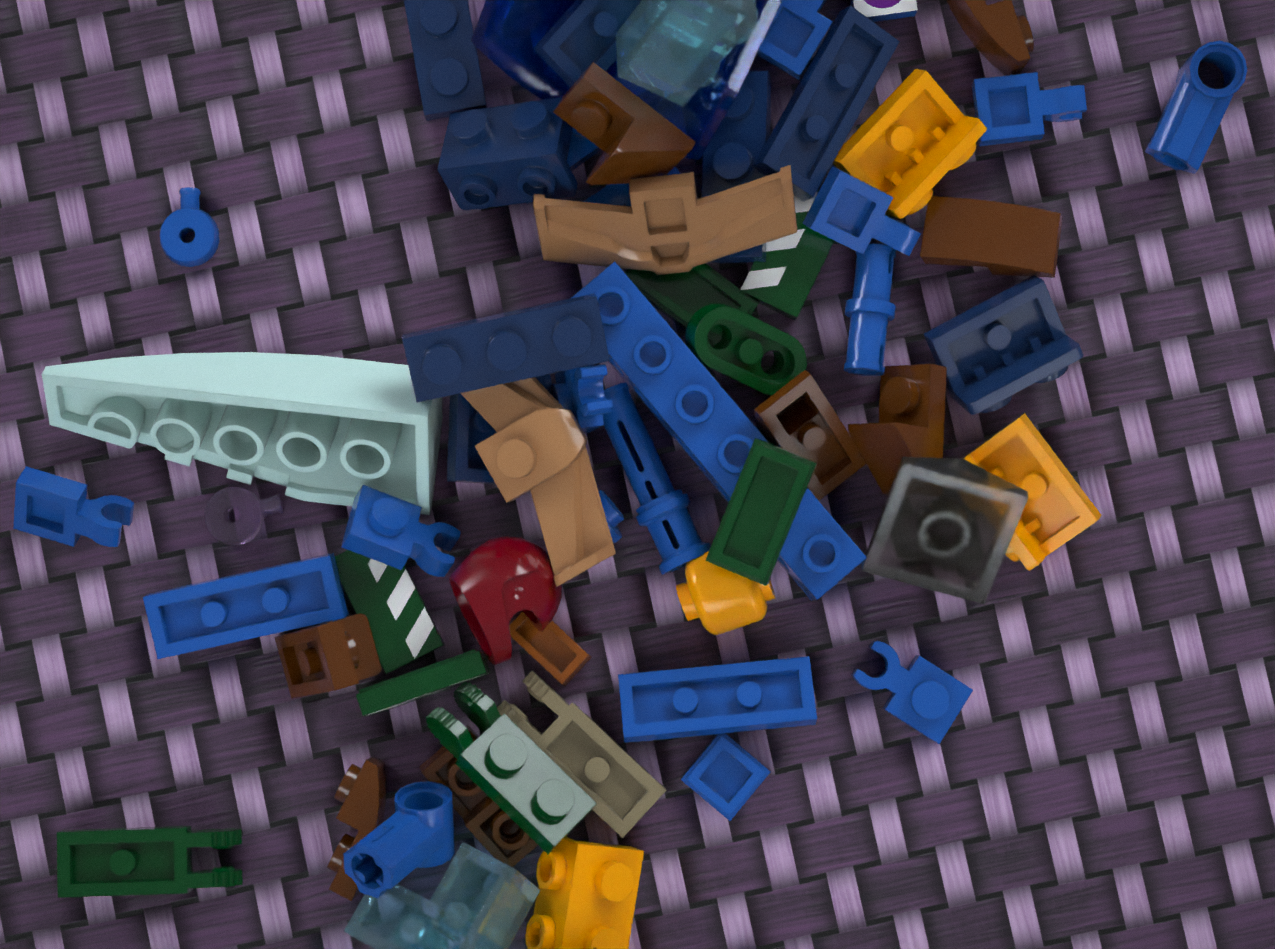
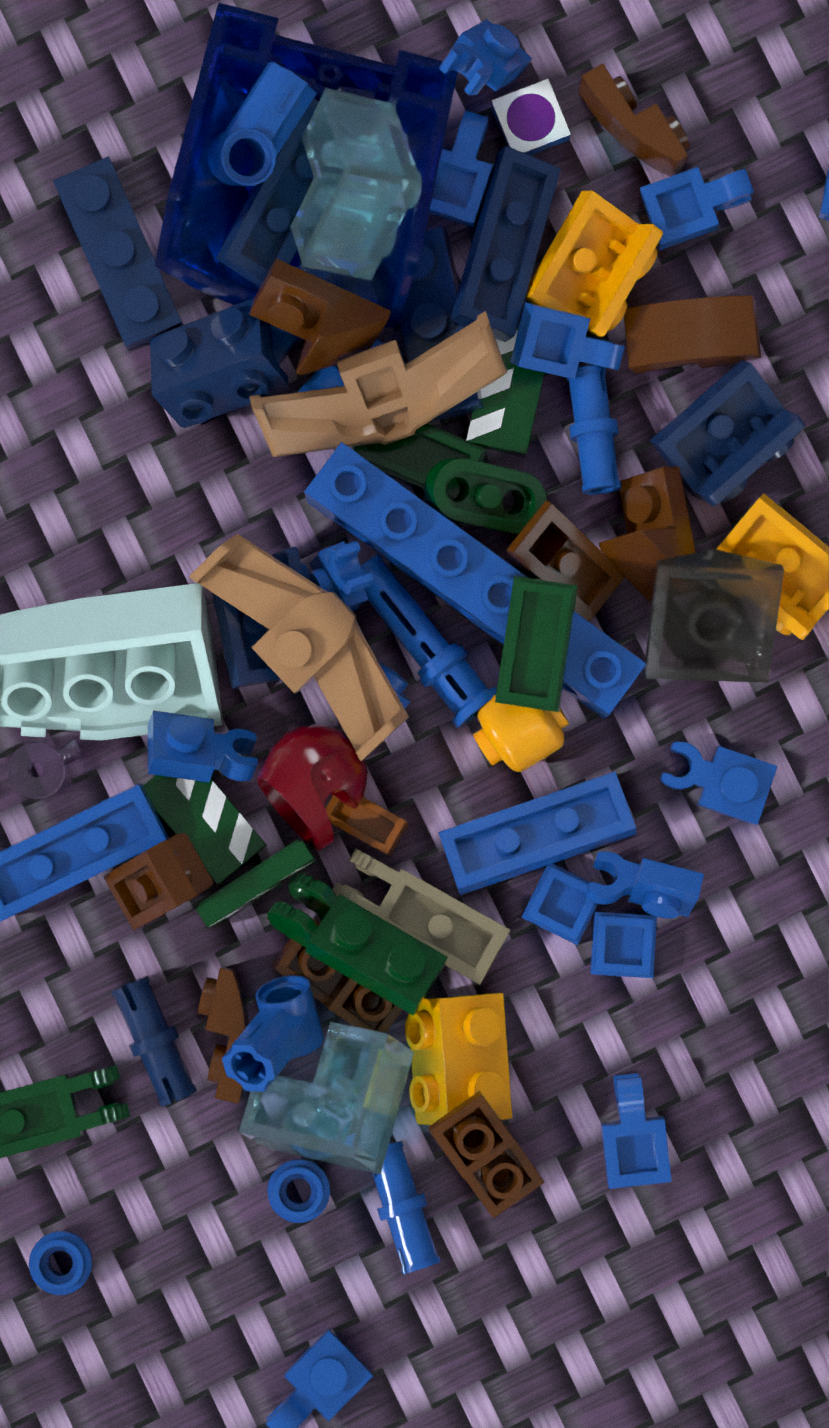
camera: 10 degrees left, 0 degrees up
(284, 815) = (154, 1041): none -> dark blue pin
(505, 347) = (259, 547): dark blue plate -> none
(776, 831) = (623, 945): none -> blue tile
(824, 783) = (658, 887): none -> blue plate

